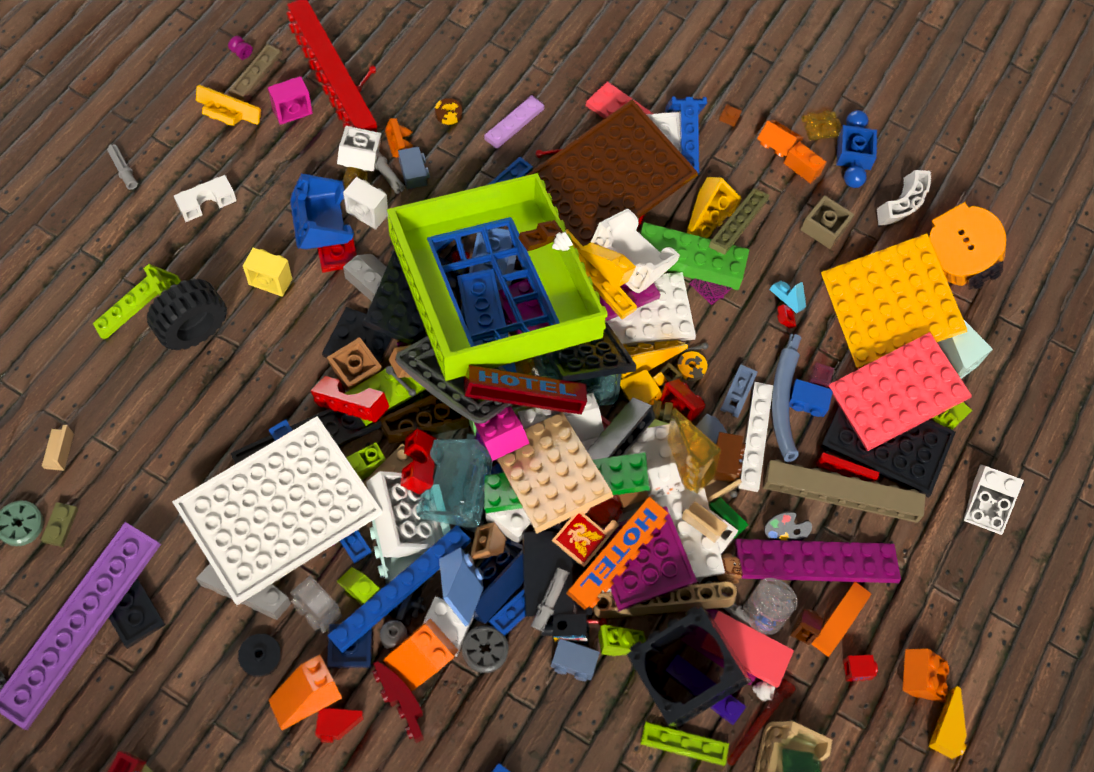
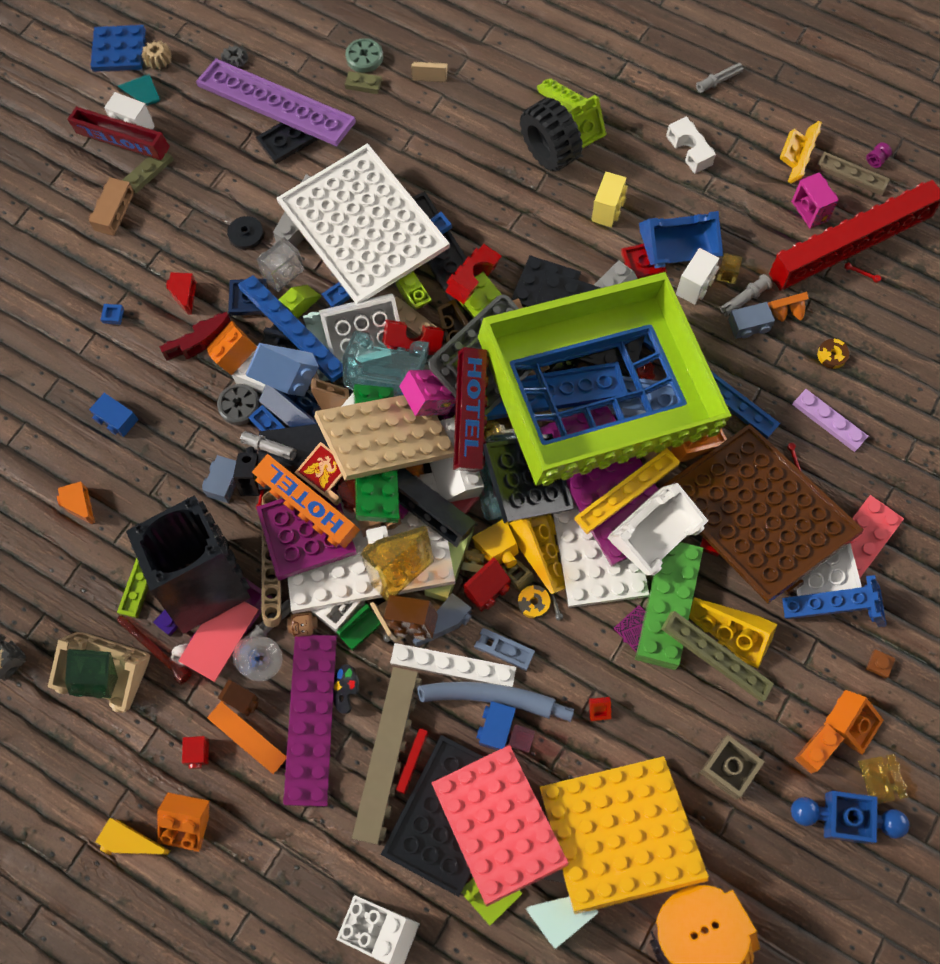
camera: 100 degrees right, 5 degrees up
(304, 693) = (207, 265): orange slope -> none
(354, 364) = (512, 275): medium nougat slope -> none
(359, 148) = (755, 259): white brick -> none
(388, 634) = (253, 327): dark grey head -> none
(541, 236) = (640, 412): reddish brown slope -> none
(562, 242) = (633, 431): white plate -> none
(609, 263) = (636, 499): yellow slope -> none
(618, 640) = (234, 516): lime slope -> none
(704, 521) = (338, 587): tan panel -> none
(793, 298) = (625, 716): medium azure slope -> none
(912, 197) = (775, 880): white brick -> none

